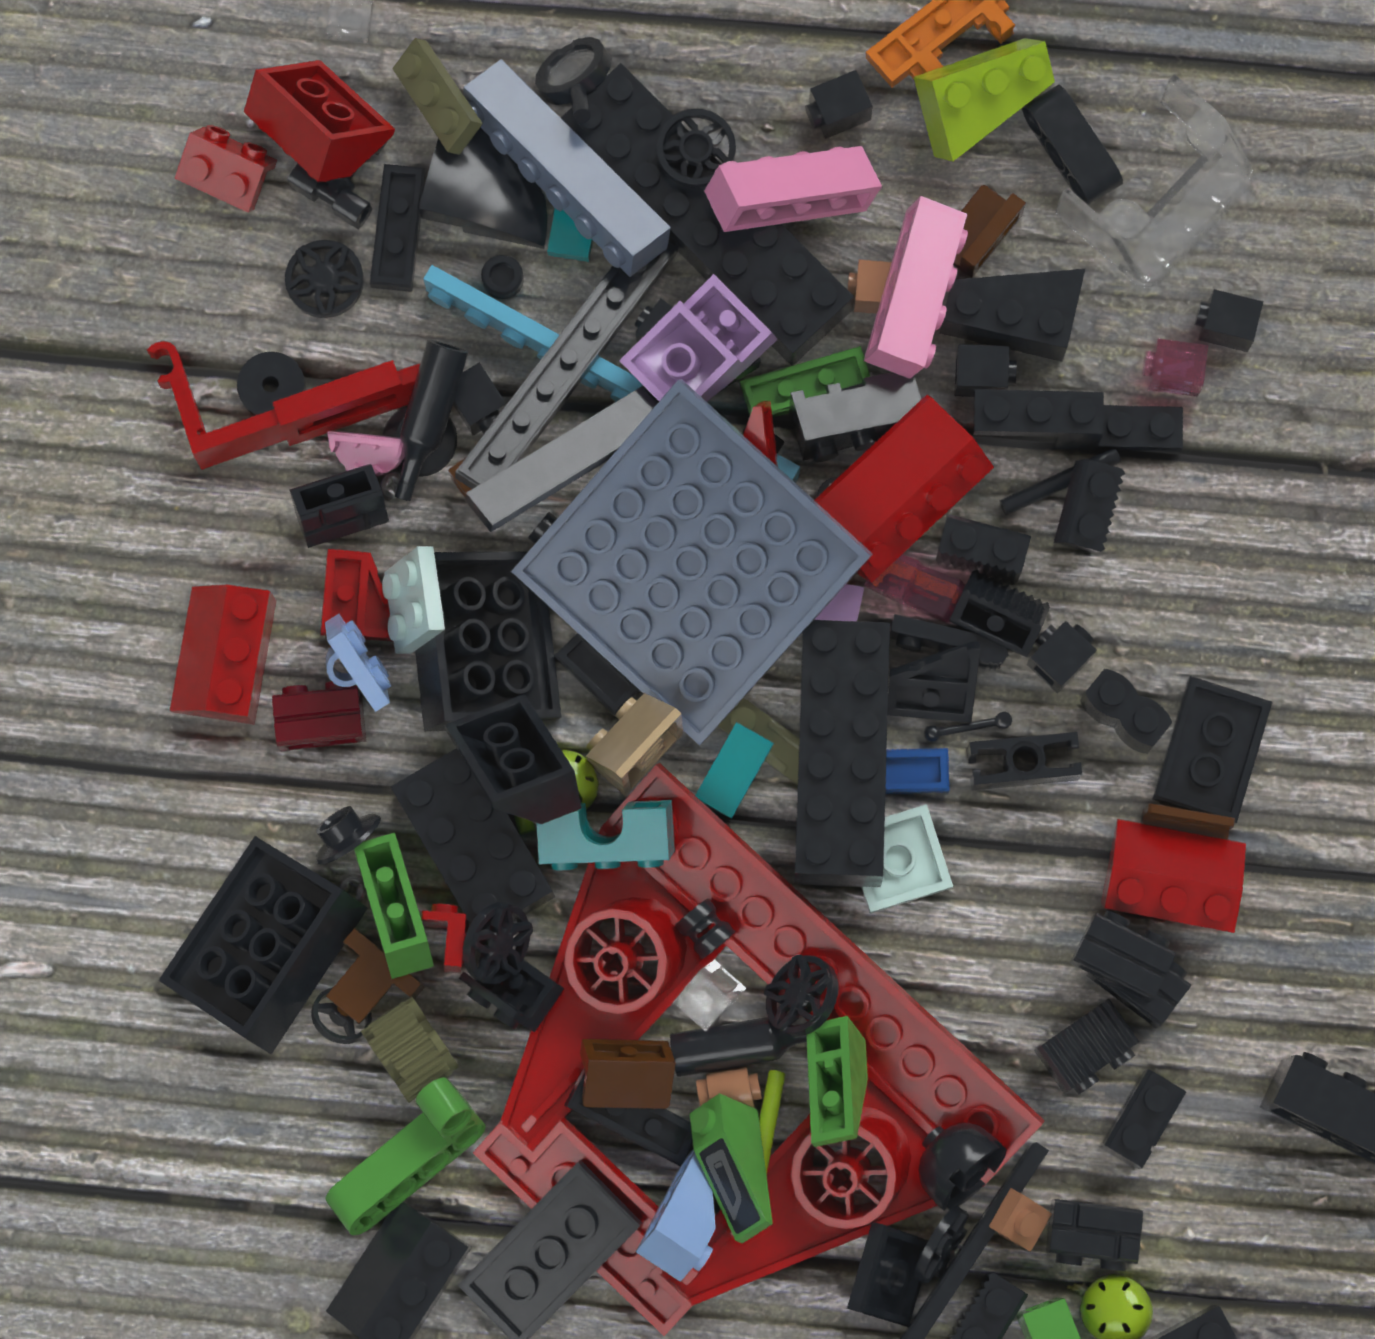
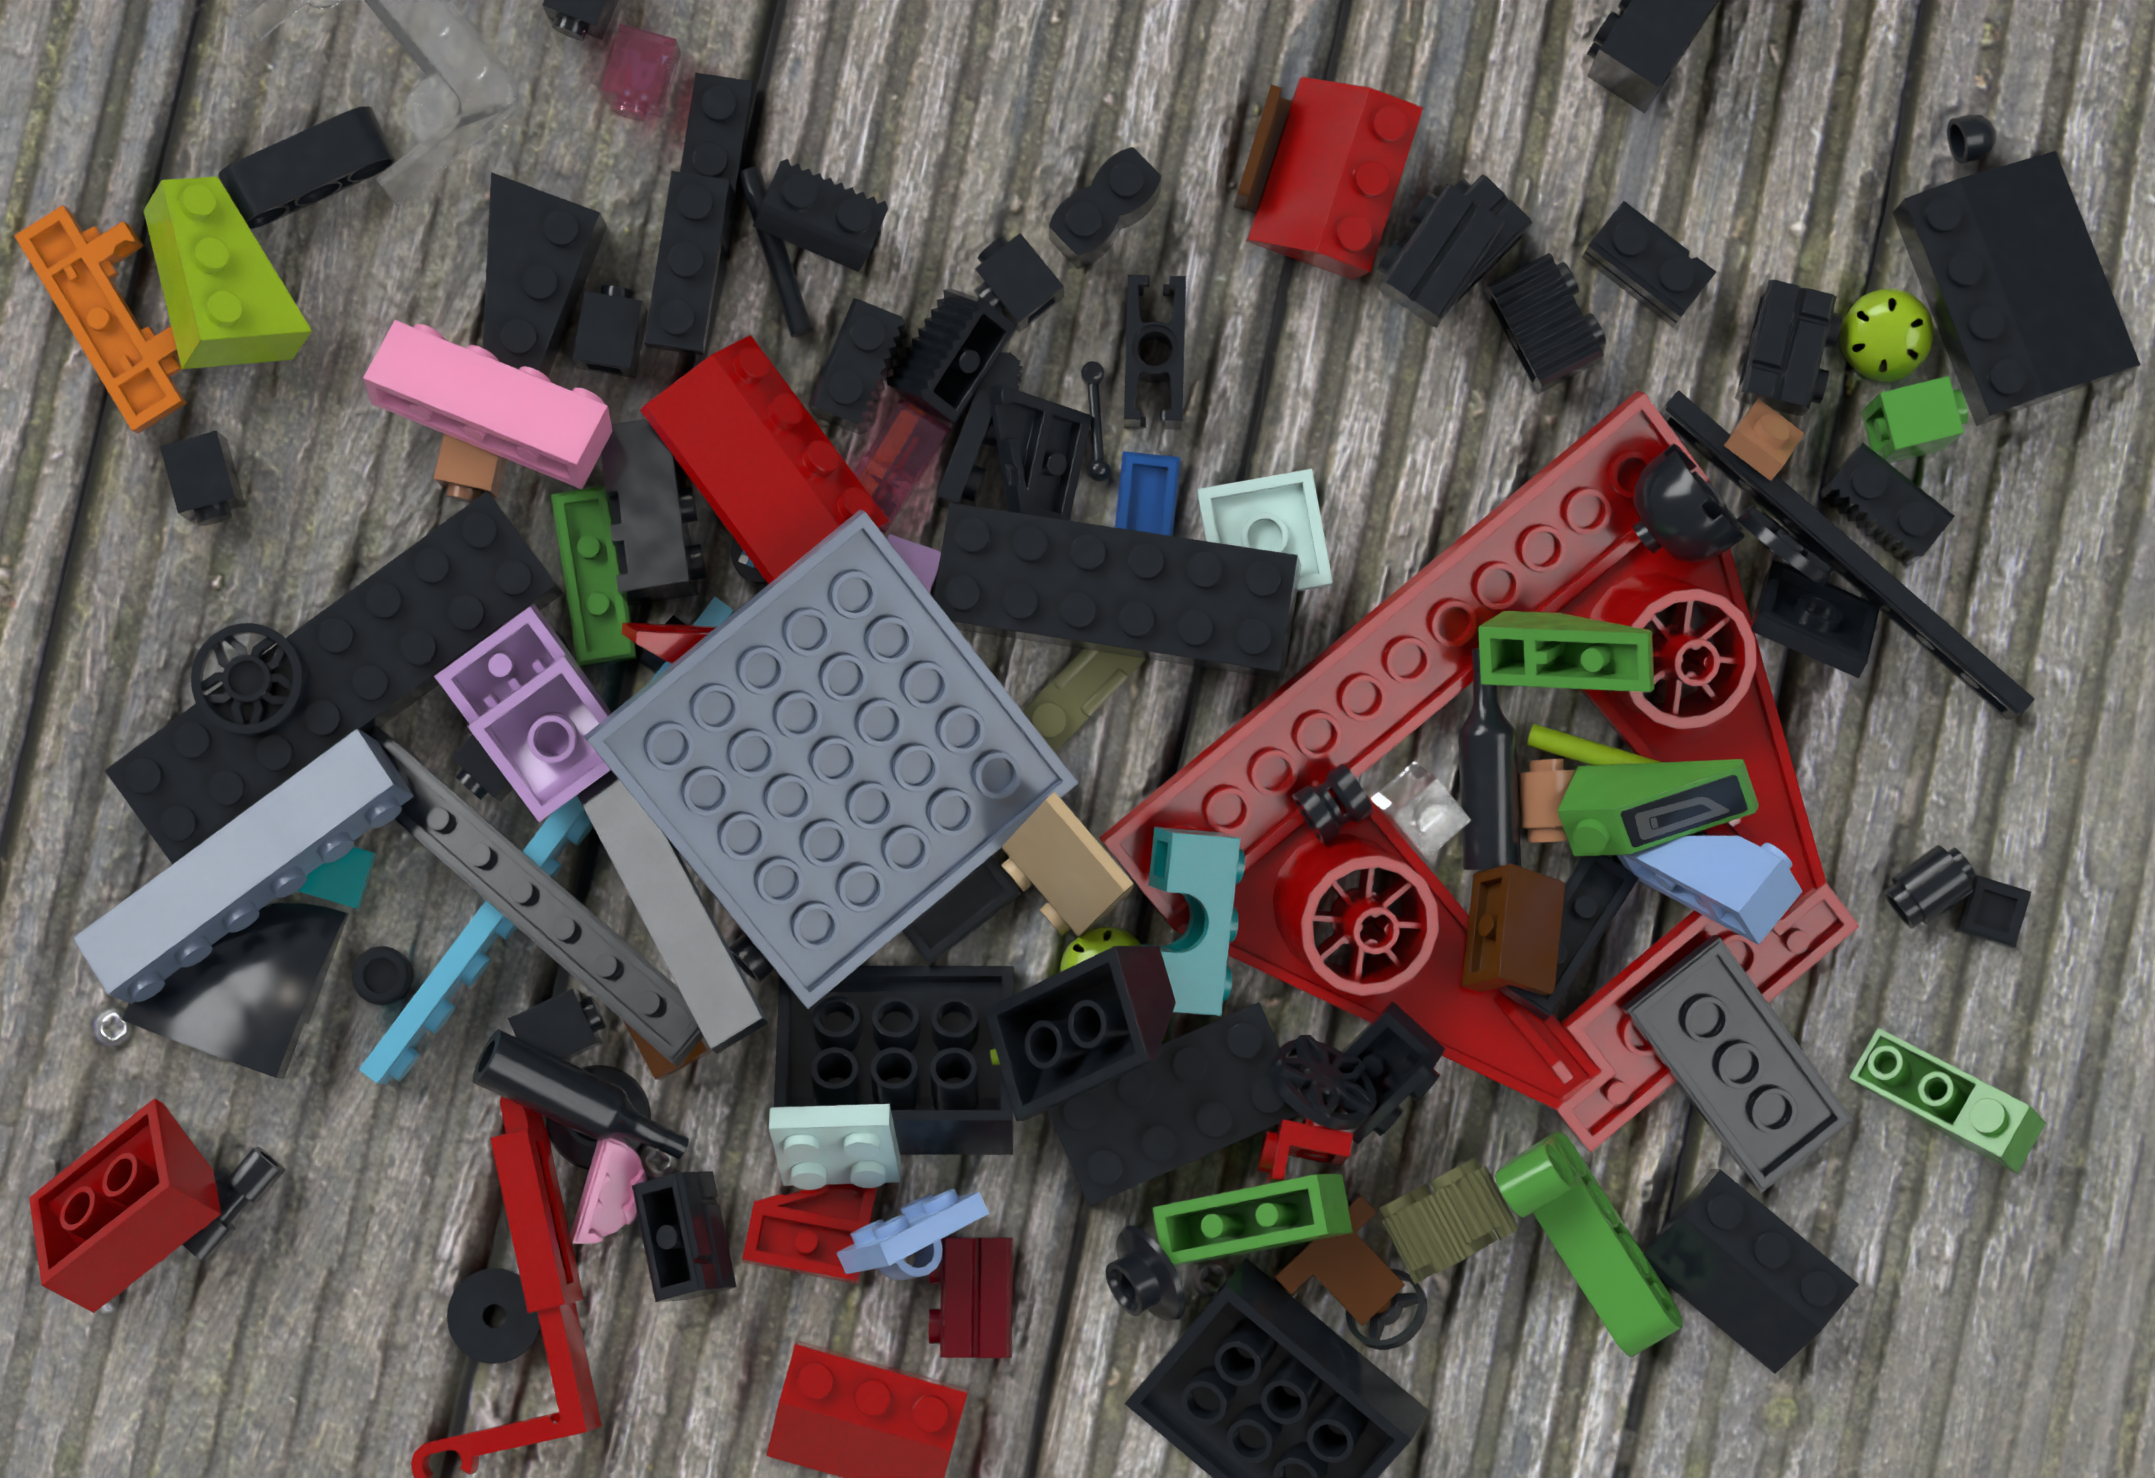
camera: 85 degrees left, 5 degrees up
(224, 167) = (169, 1348): bracket -> none
(324, 278) = (350, 1225): black wheel -> none
(397, 228) = (290, 1113): black tile -> none
(437, 96) = (113, 1034): olive plate -> none
(573, 74) = (107, 840): black piece -> none
(734, 770) = (1117, 740): teal tile -> none
(792, 188) = (322, 554): bright pink brick -> none
(801, 995) = (1440, 685): black wheel -> none
(987, 224) = (399, 293): reddish brown panel -> none
(1212, 749) = (1168, 103): black tile -> none

